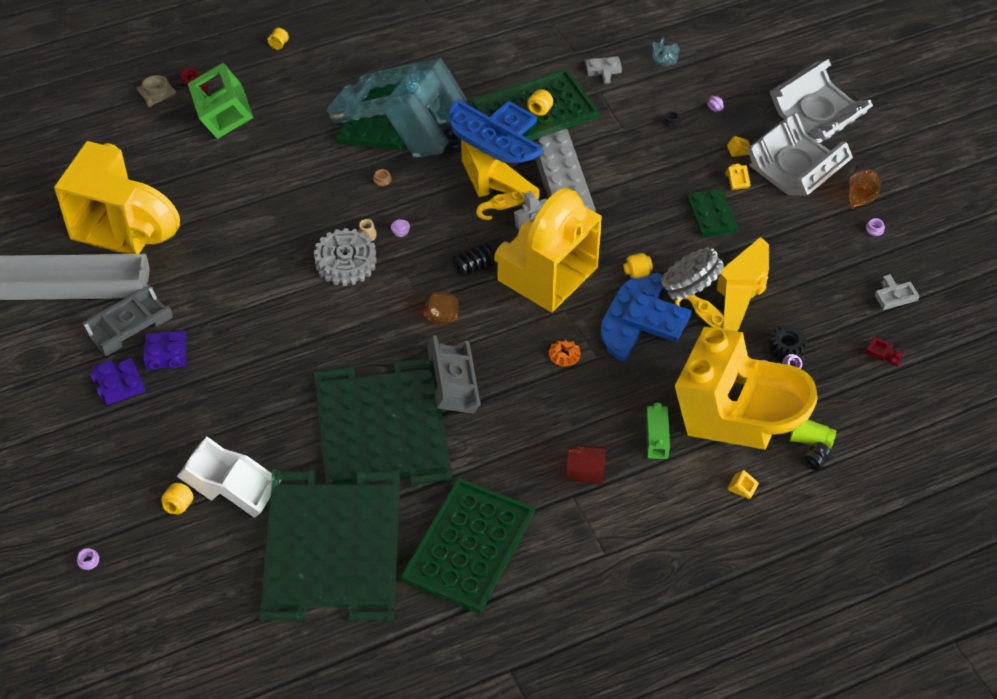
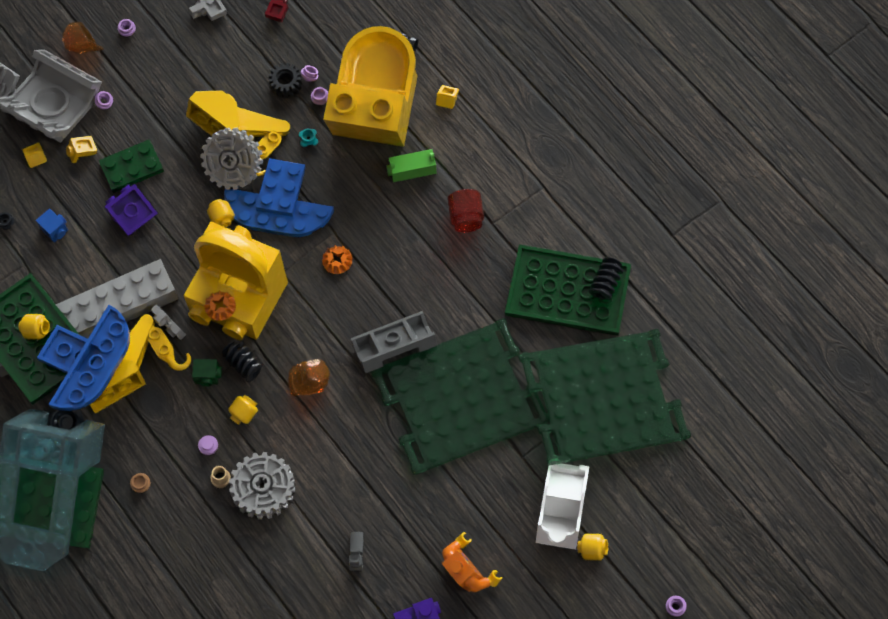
camera: 100 degrees left, 15 degrees up
(198, 384) = (463, 570): none -> orange torso
(246, 312) = (356, 551): none -> dark grey bar
(424, 253) = (242, 409): none -> yellow head
(461, 573) = (606, 278): none -> black piece
(472, 233) = (206, 372): none -> dark green brick
(514, 232) = (221, 313): none -> orange gear
(657, 147) = (52, 225): none -> blue brick
(660, 201) = (130, 209): none -> dark purple plate
(790, 195) = (103, 95): none -> lavender plate

